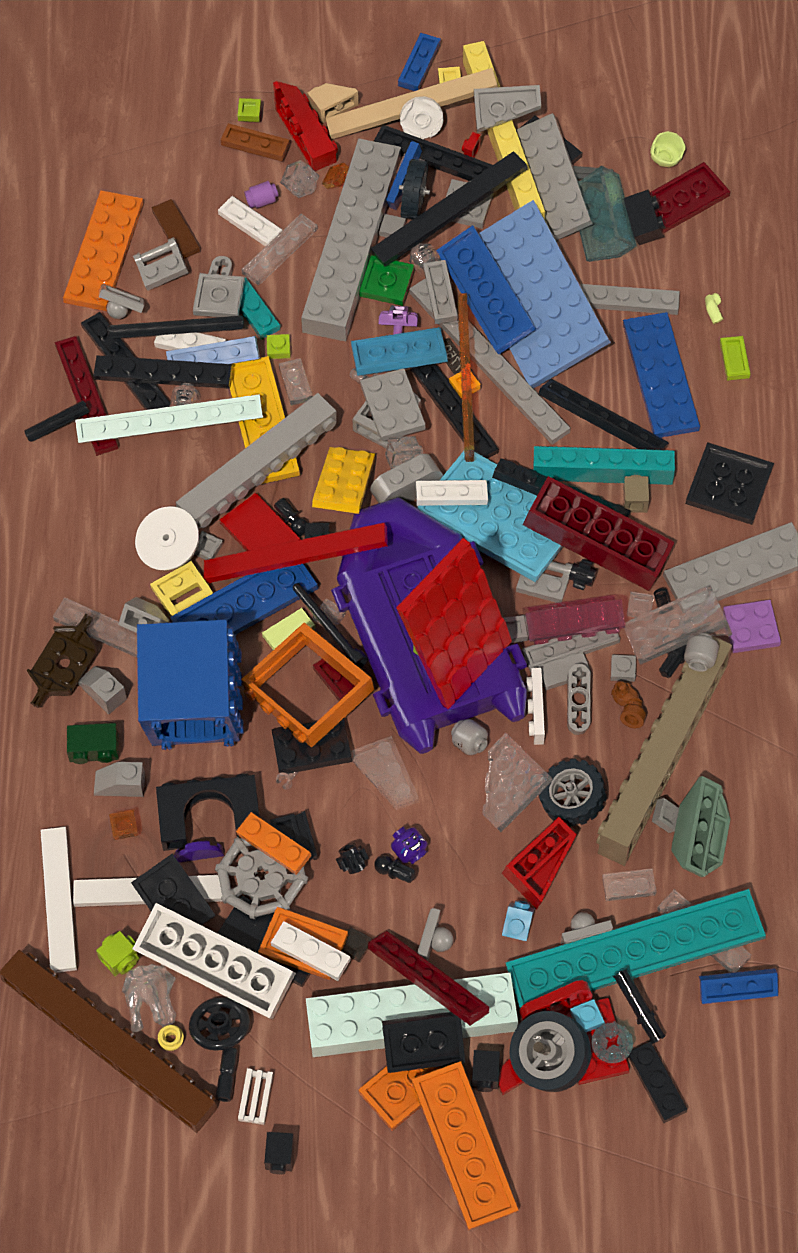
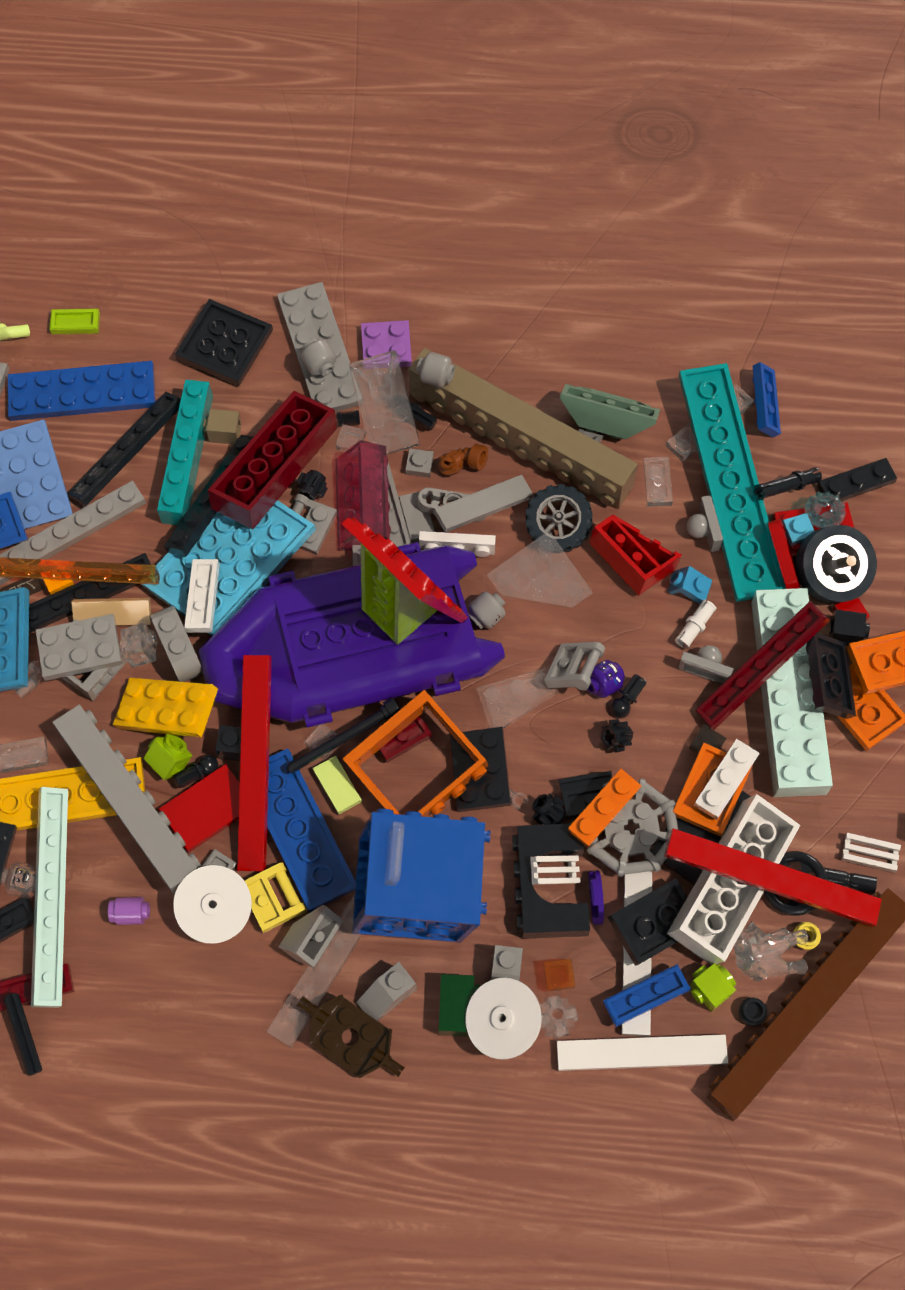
camera: 85 degrees left, 5 degrees up
(76, 773) = (503, 1018): none -> white piece
(84, 822) = (557, 1027): none -> clear brick
(98, 991) = (753, 1011): none -> black plate
(107, 896) = (646, 995): none -> blue tile
(163, 482) = (128, 910): none -> medium lavender brick
(187, 637) = (394, 853): none -> clear tile
(207, 814) = (571, 869): none -> white tile
(210, 987) = (773, 877): none -> red tile
(274, 803) = (548, 809): none -> black gear
(300, 490) = (167, 755): none -> lime brick
(417, 813) = (568, 661): none -> light grey plate
(436, 429) = (125, 610): none -> tan tile
(476, 926) = (695, 624): none -> white pin
(580, 723) = (483, 503): none -> light grey tile
(715, 559) = (318, 357): none -> light grey head

